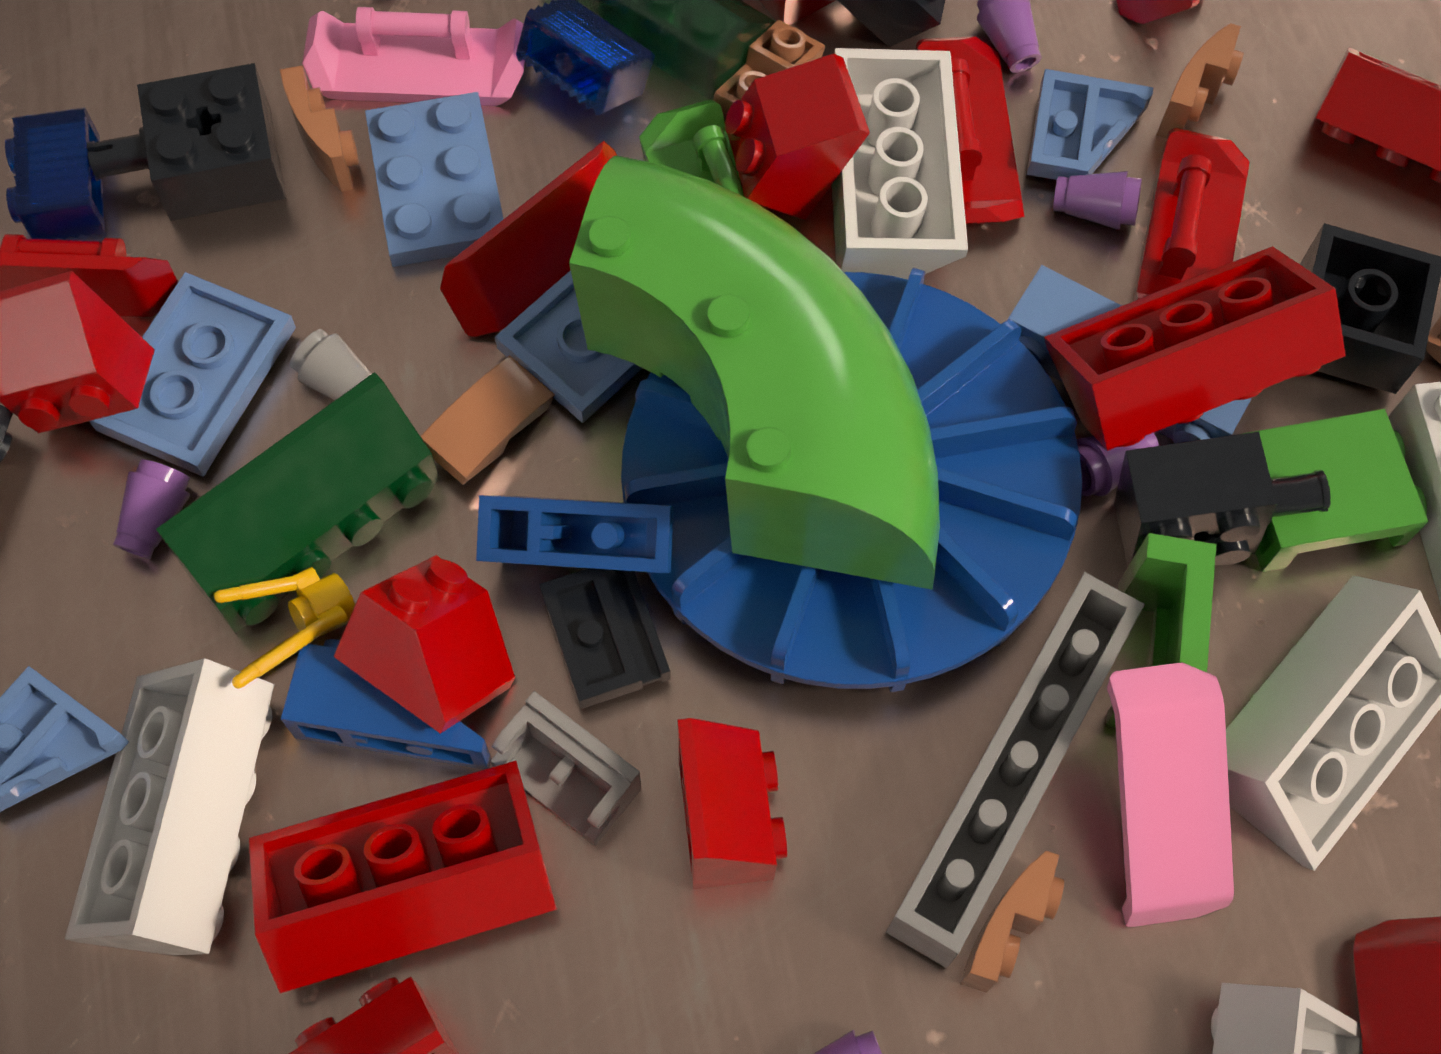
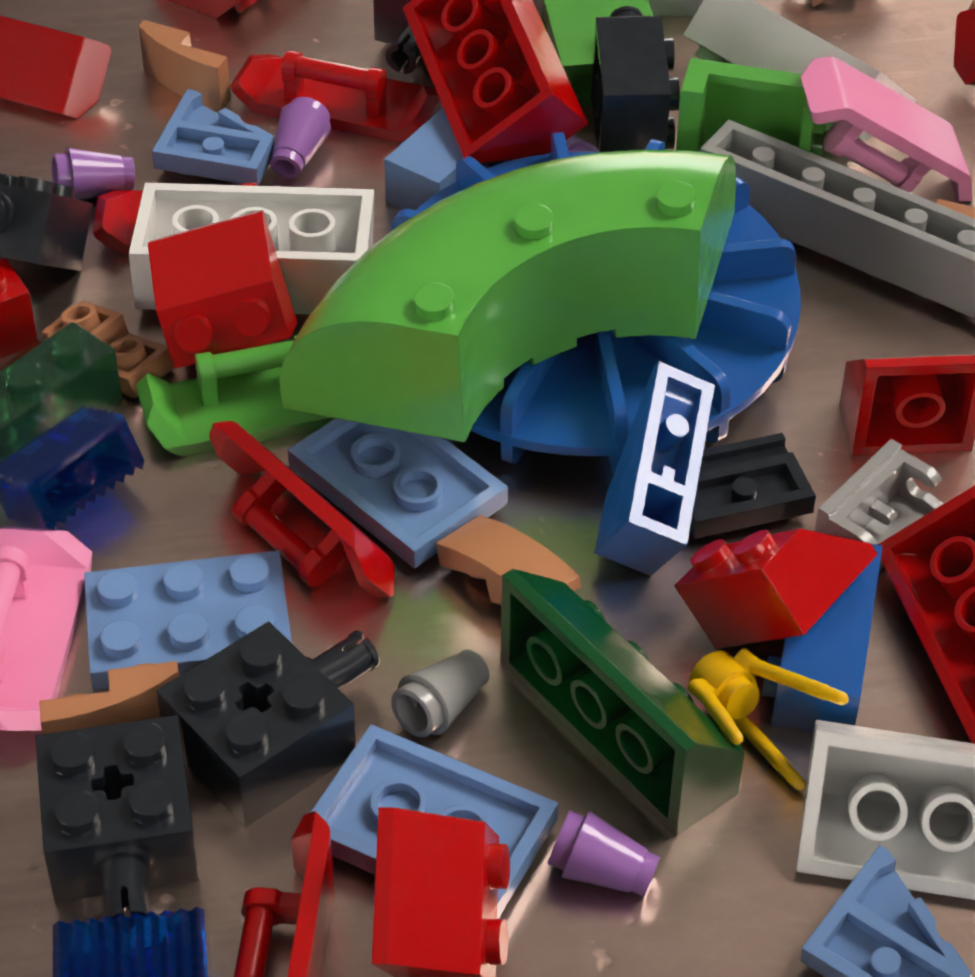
camera: 85 degrees left, 20 degrees down
(300, 234) = (266, 717): none -> black brick

